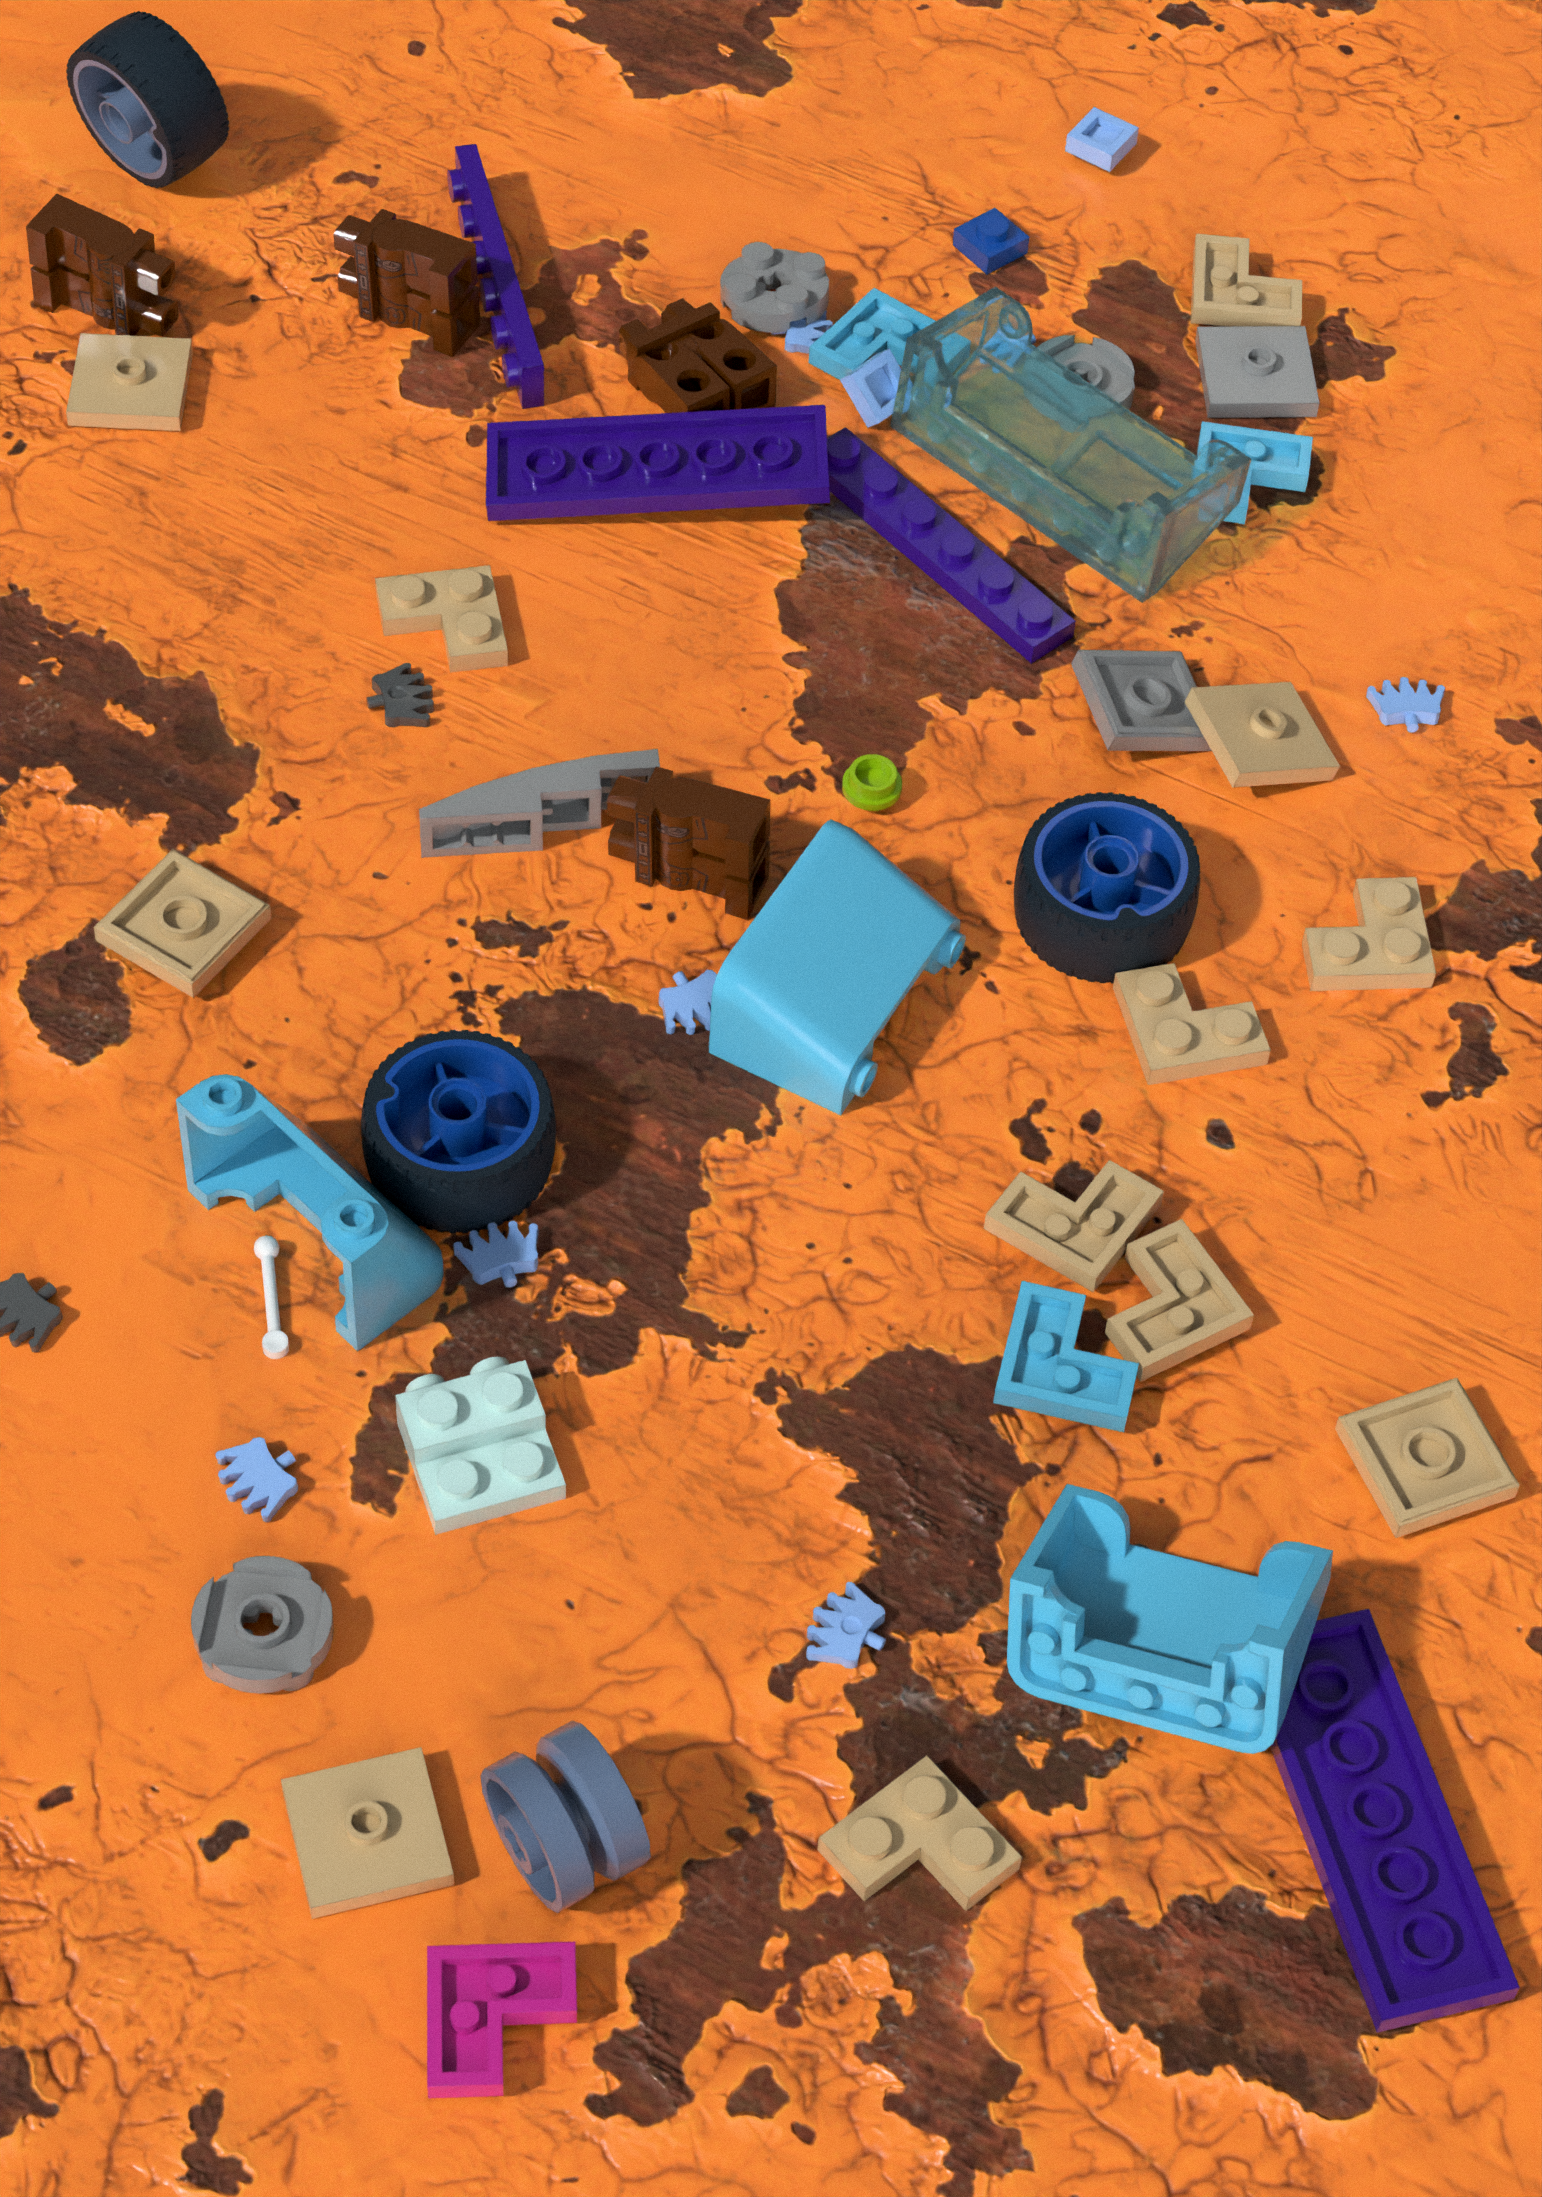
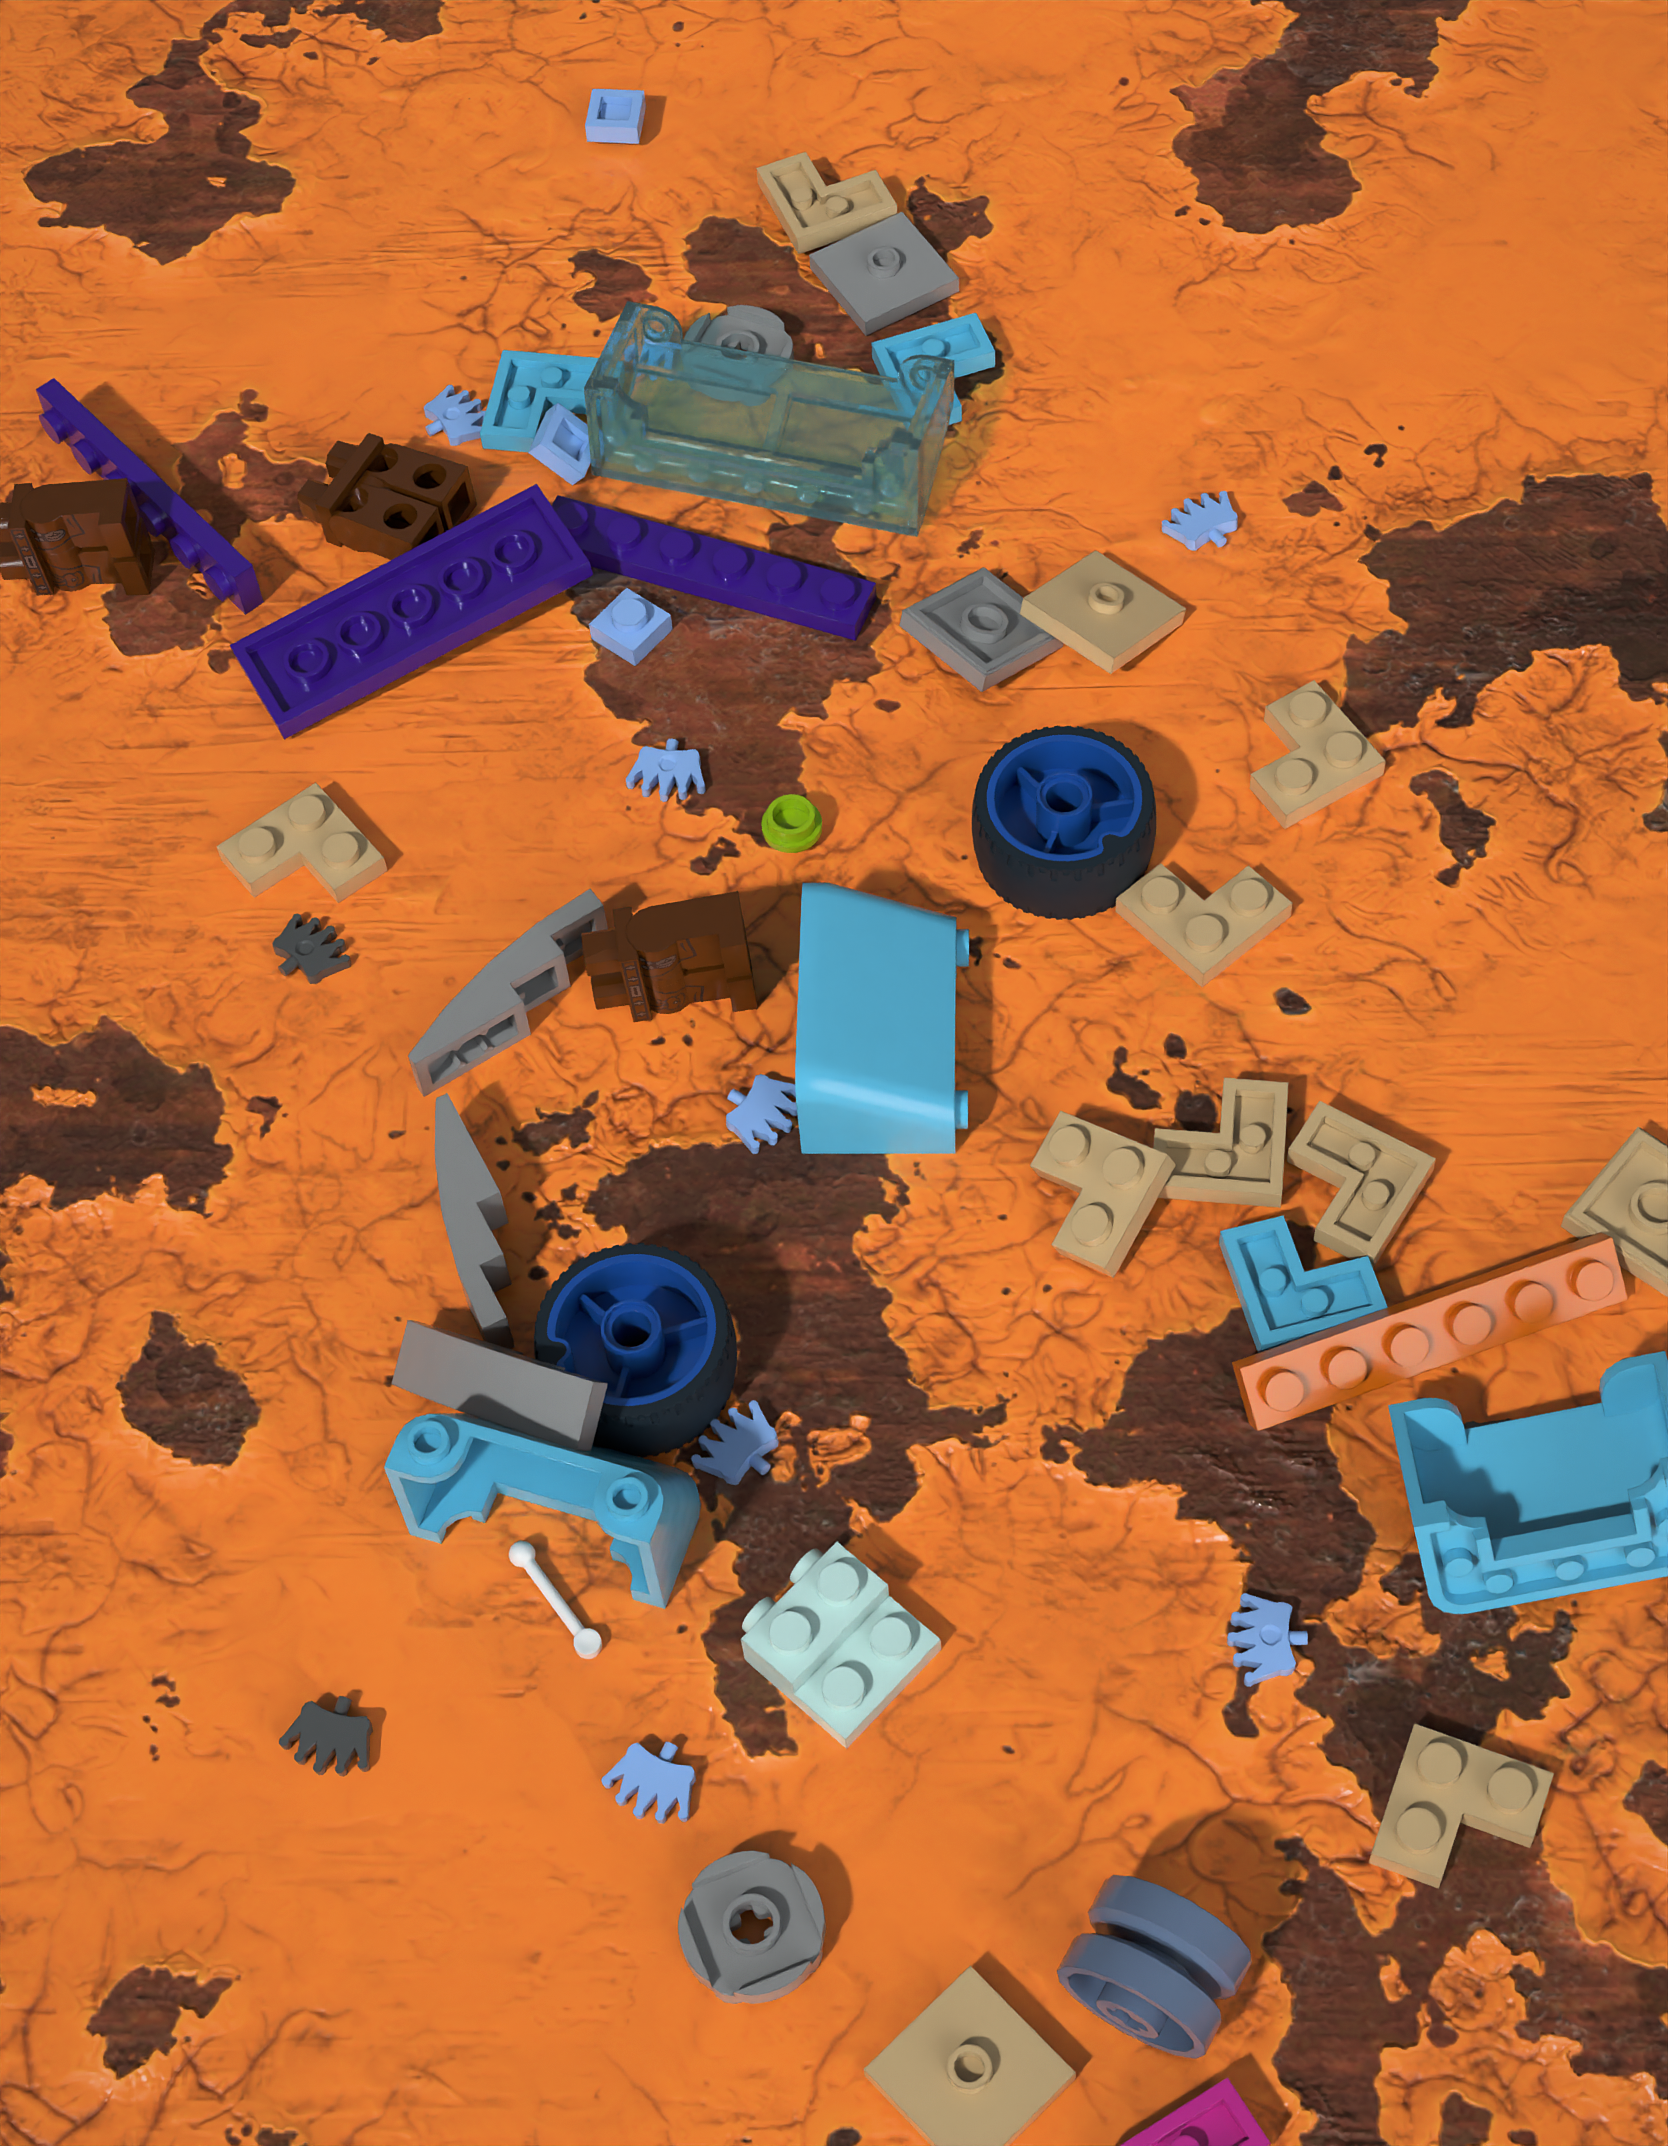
camera: 20 degrees left, 5 degrees up
(182, 923) = (246, 1275): tan plate -> none
(323, 1098) = (499, 1385): none -> light grey slope
(391, 961) = (470, 1212): none -> light grey slope
(793, 692) = (667, 768): none -> light blue piece
(798, 282) = (422, 368): light grey plate -> none
(840, 563) = (630, 626): none -> light blue plate
(953, 1203) = (1115, 1185): none -> tan plate
(990, 241) = (574, 256): blue plate -> none
(1156, 1452) = (1429, 1331): none -> orange plate

